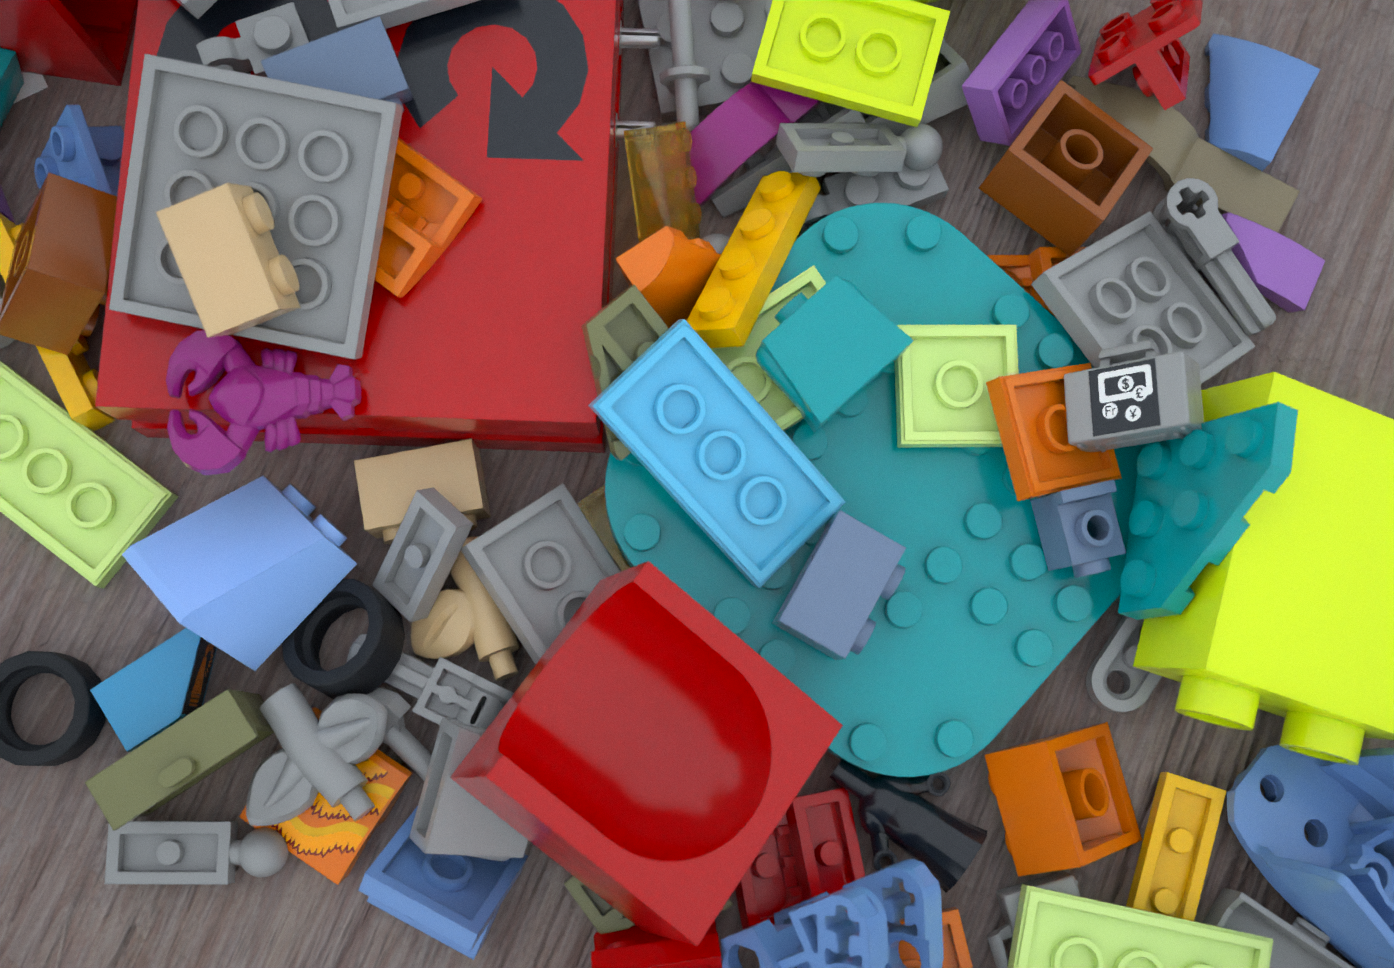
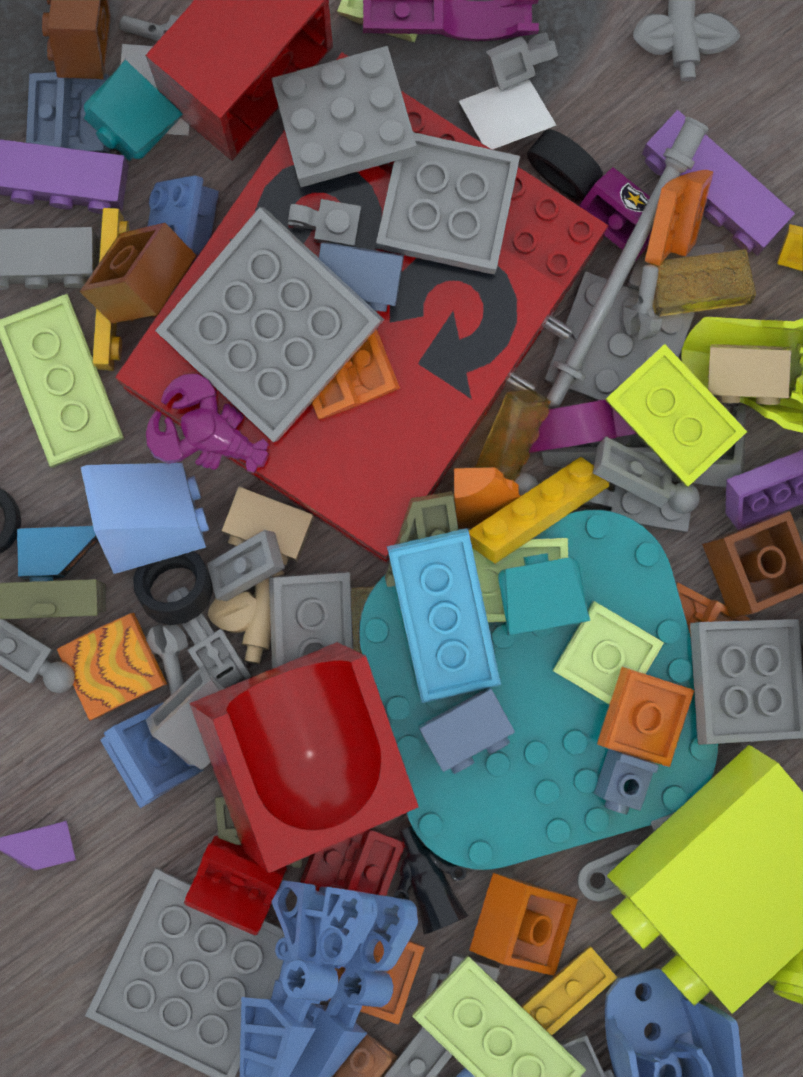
camera: 30 degrees right, 5 degrees up
(230, 258) = (239, 352): tan brick -> none
(315, 756) = (120, 643): light grey plant -> none
(1133, 399) = (698, 728): light grey piece -> none
(1195, 502) = (691, 801): teal plate -> none

